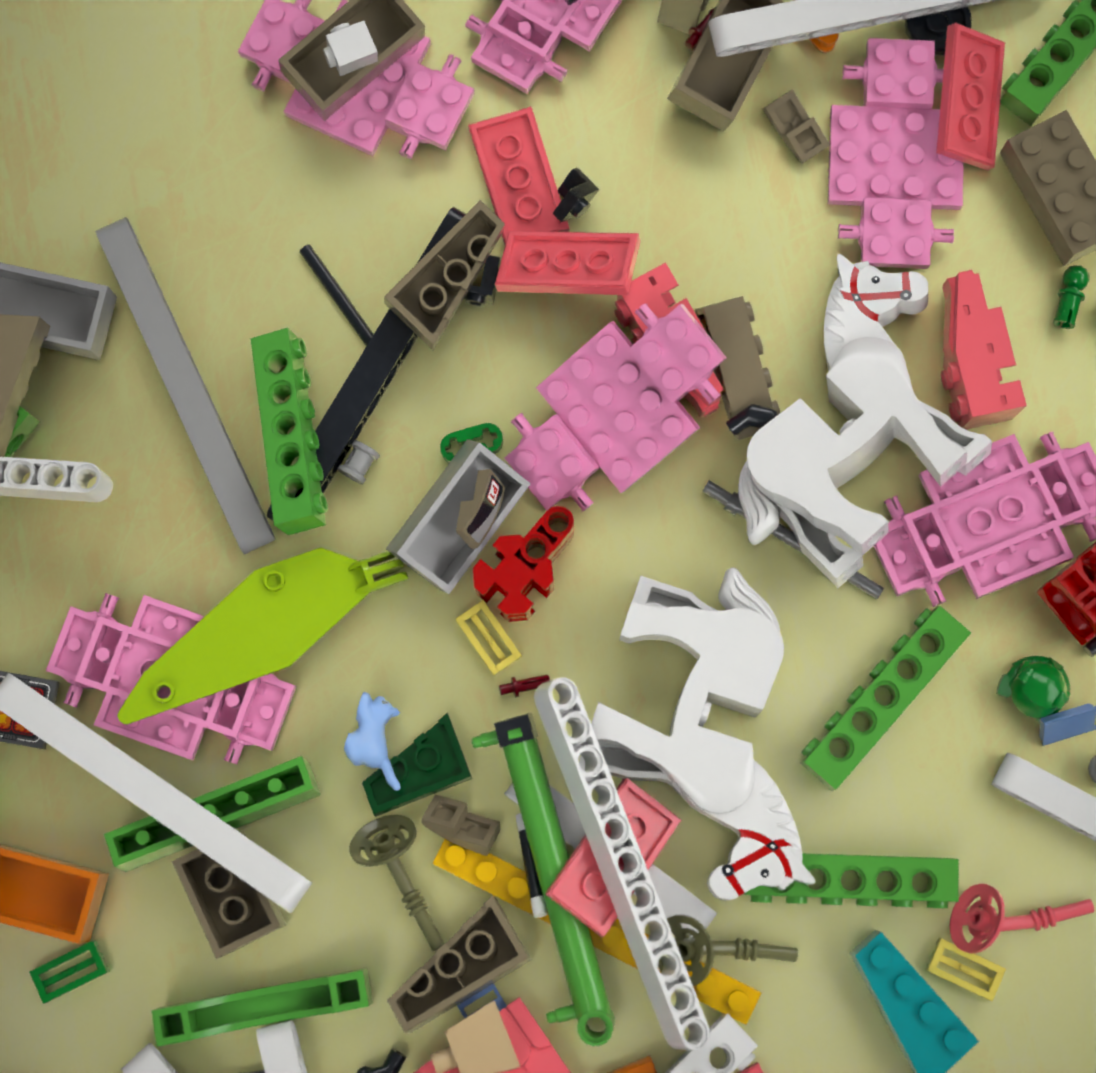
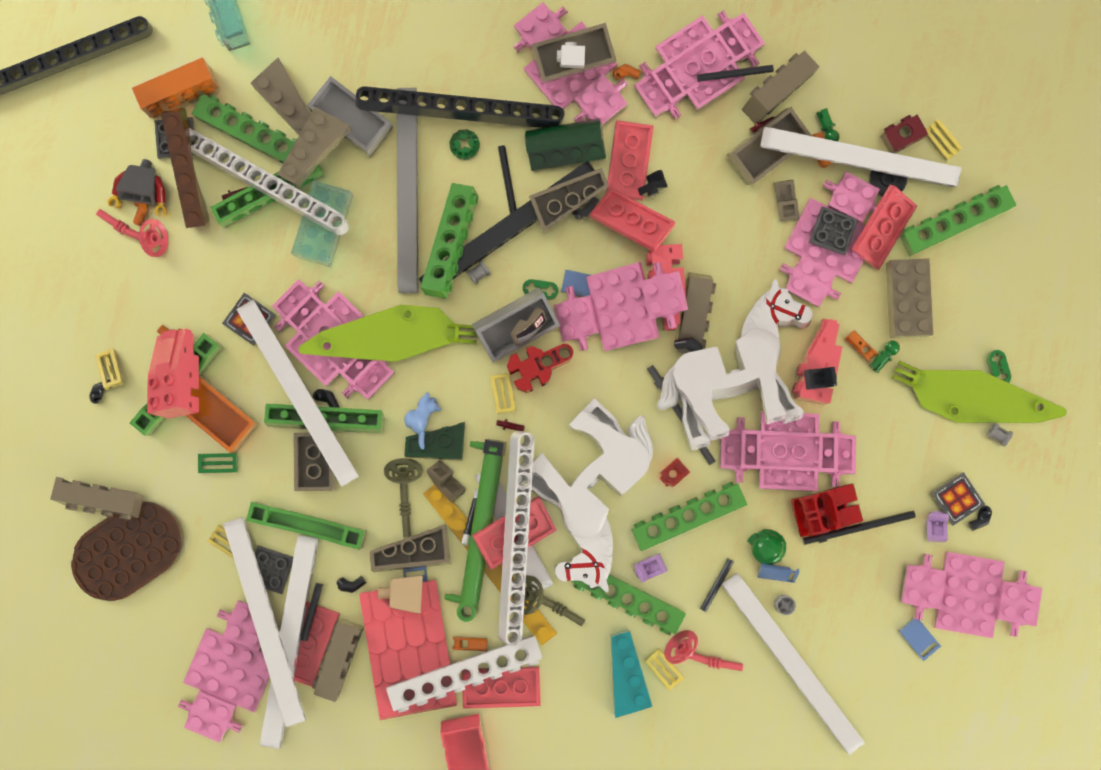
camera: 15 degrees right, 5 degrees up
(66, 531) = (314, 241): none -> clear light blue piece
(197, 224) = (451, 112): none -> black beam
(200, 777) = (326, 396): none -> black arm
(251, 283) = (464, 153): none -> green gear
(405, 197) = (565, 144): none -> dark green brick
(447, 43) = (626, 70): none -> orange arm
(525, 401) = (578, 281): none -> medium blue piece
(836, 629) = (679, 468): none -> clear red brick
(862, 810) = (650, 567): none -> lavender bracket
(893, 138) = (833, 231): none -> dark grey tile
(983, 789) = (716, 585): none -> bar
(992, 370) = (820, 378): none -> black bracket
(1021, 295) = (859, 343): none -> orange bar

